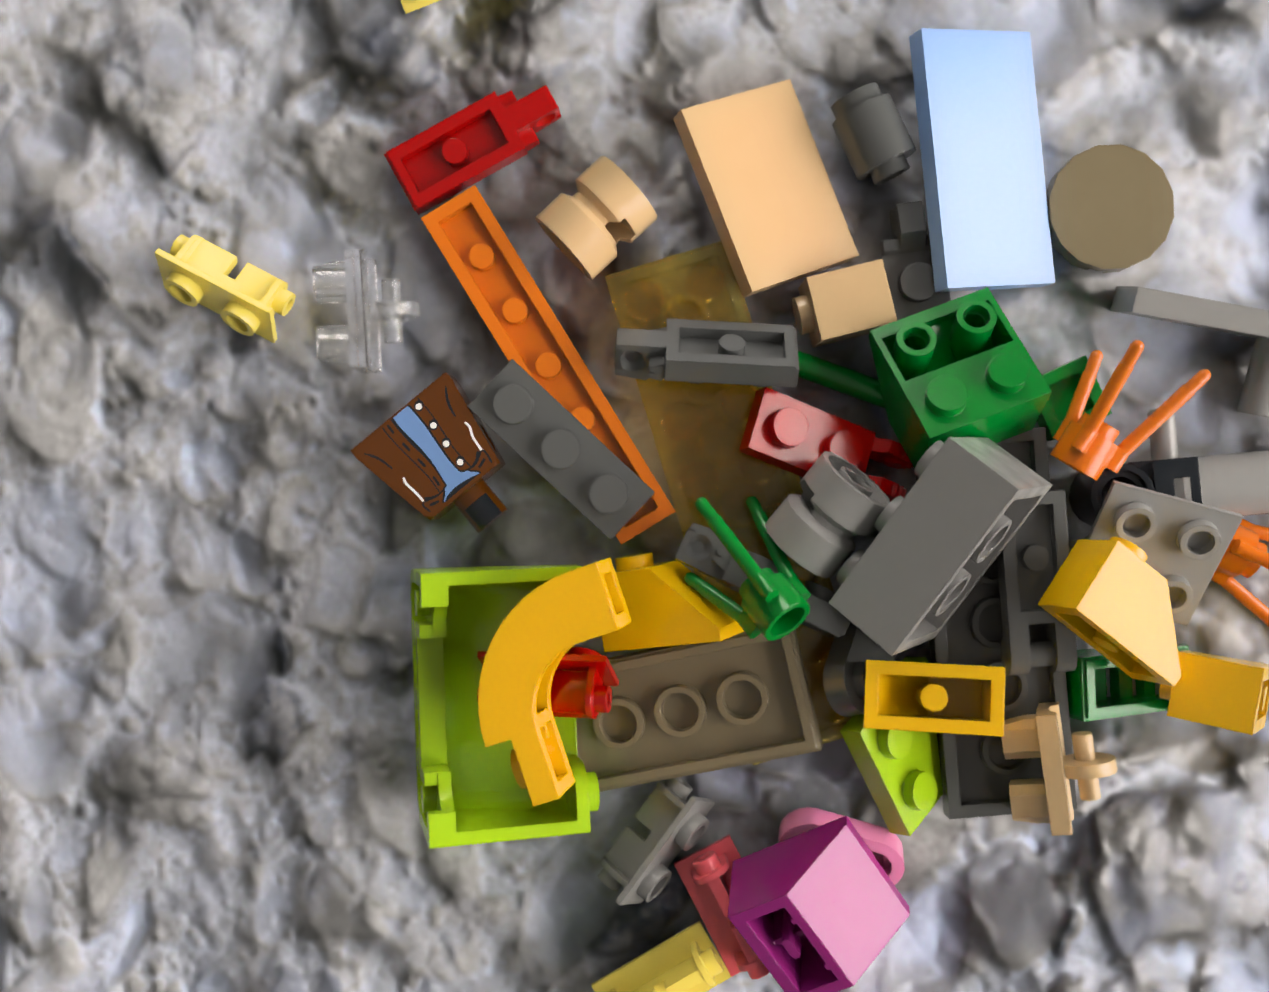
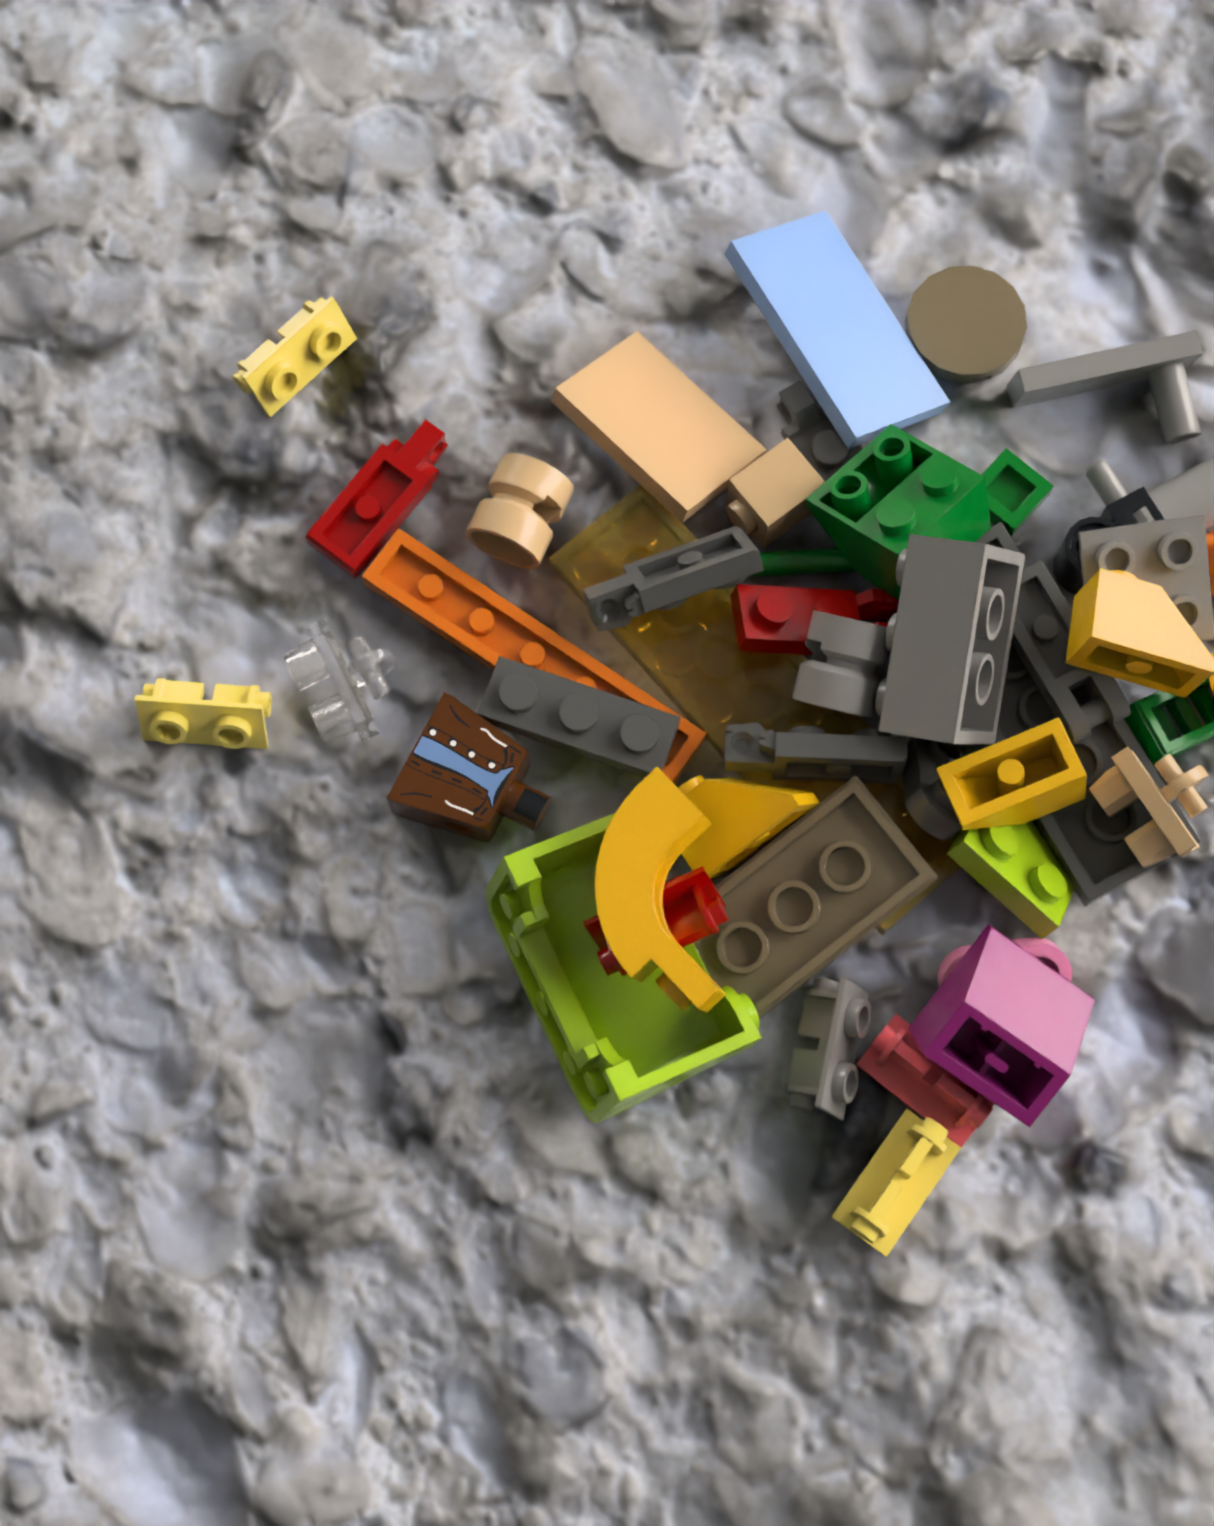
camera: 25 degrees left, 15 degrees down
(771, 600) = (821, 743): green plant -> none
(872, 134) = (730, 345): dark grey brick -> none
(1087, 441) = (1039, 510): orange plant -> none

